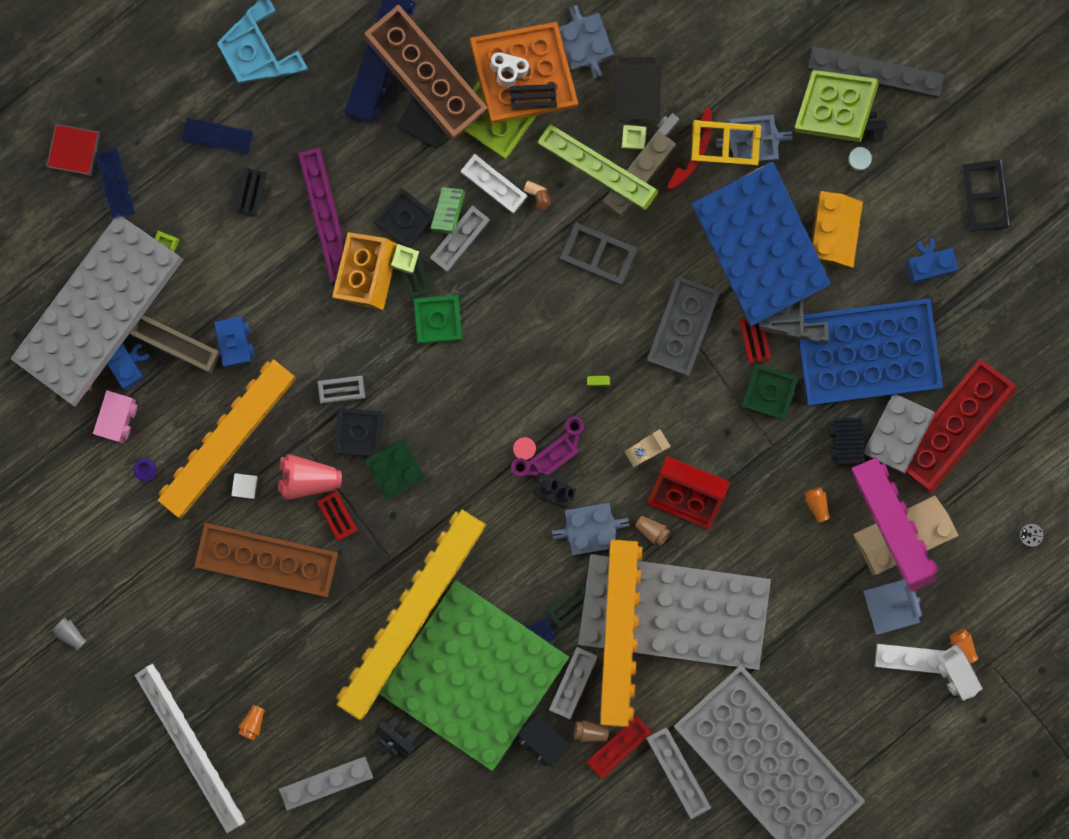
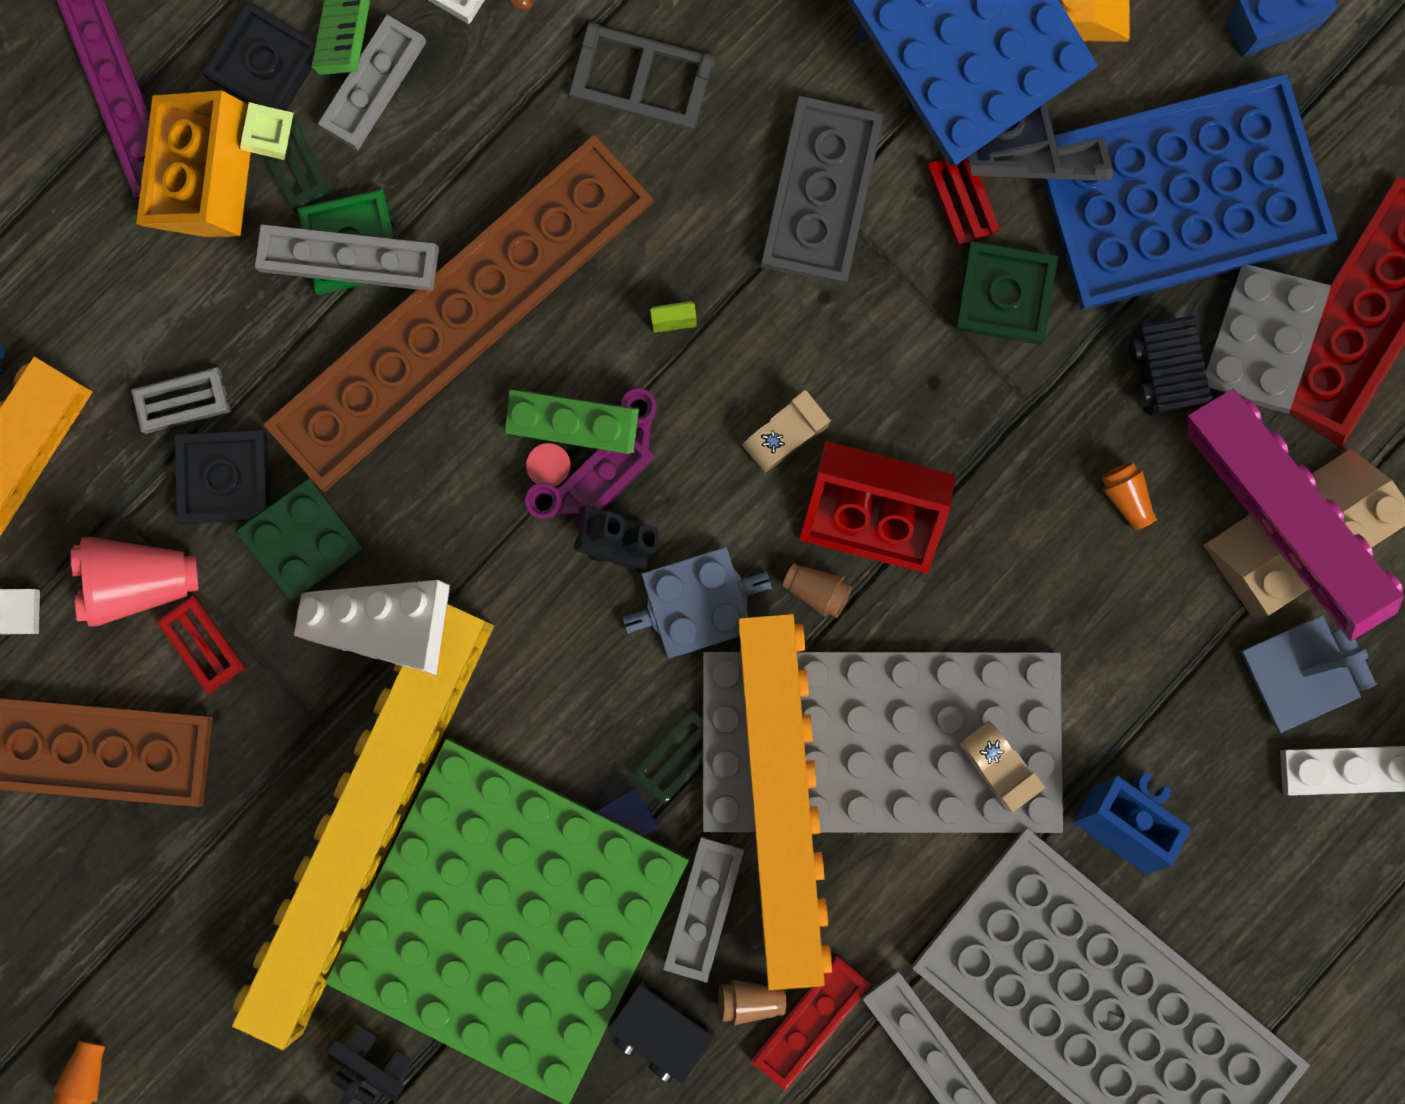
camera: 10 degrees left, 0 degrees up
(431, 517) = (380, 622): none -> white wing
(436, 329) = (347, 257): none -> light grey plate
(489, 364) = (471, 307): none -> dark orange plate
(539, 428) = (572, 421): none -> bright green plate
(731, 631) = (1001, 767): none -> tan leg
(794, 668) = (1133, 822): none -> blue brick

